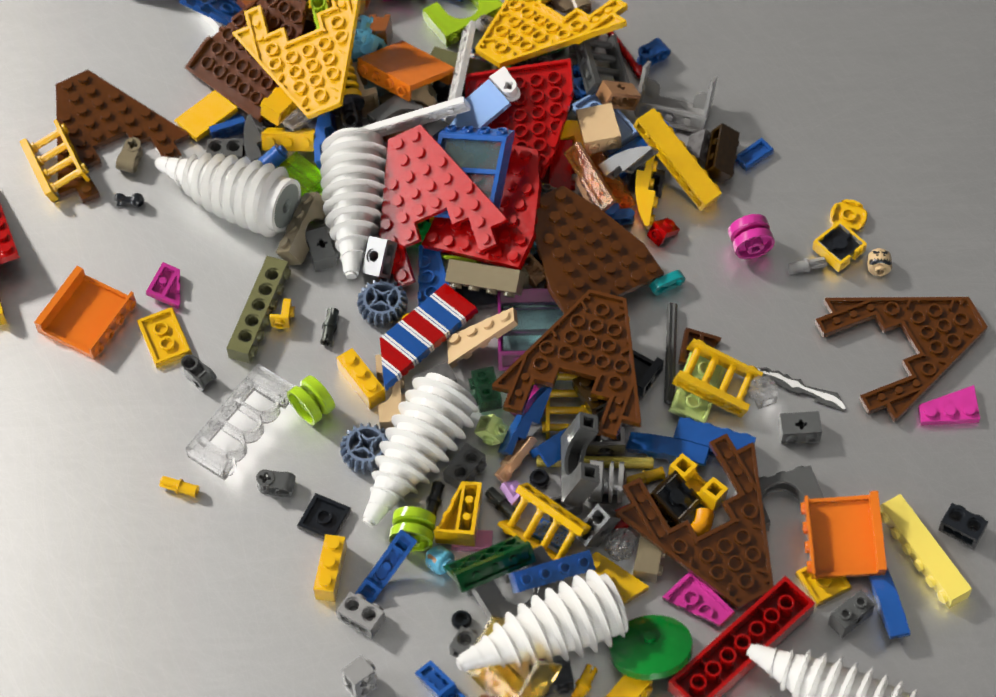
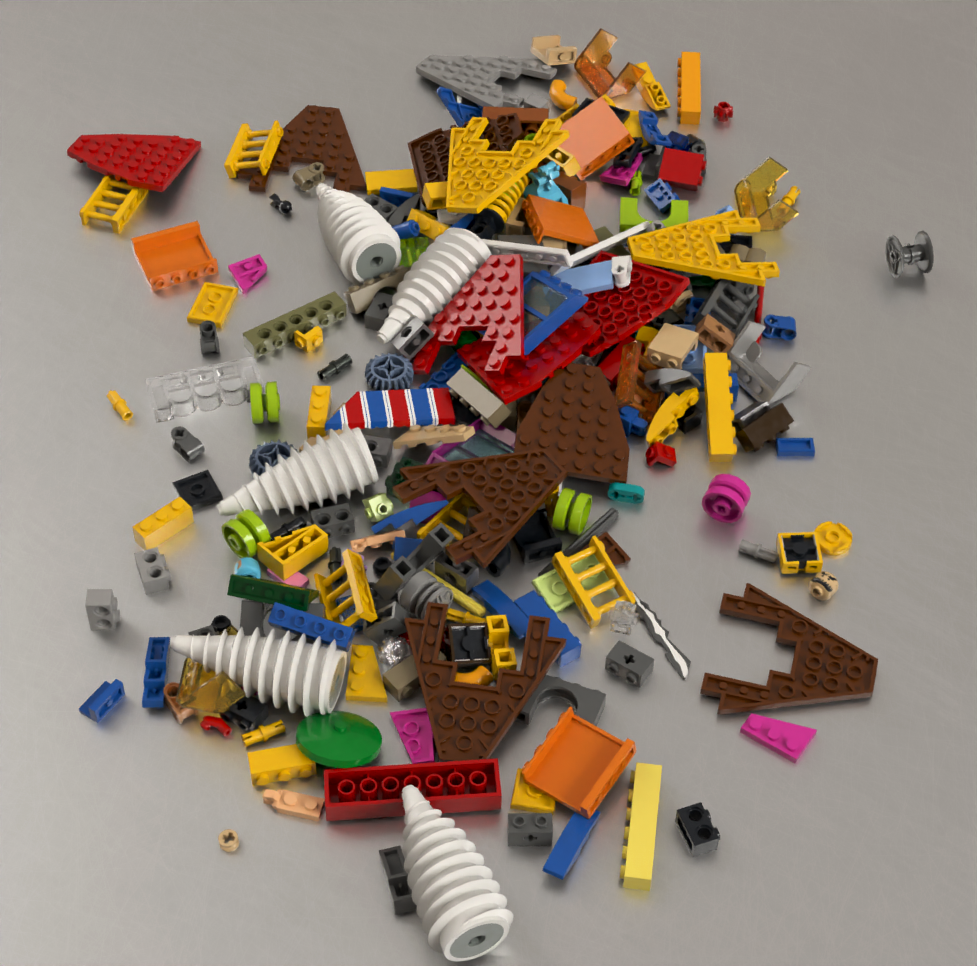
camera: 35 degrees right, 10 degrees down
(386, 566) = (201, 549): blue slope -> none
(648, 328) = (572, 511): none -> lime wheel

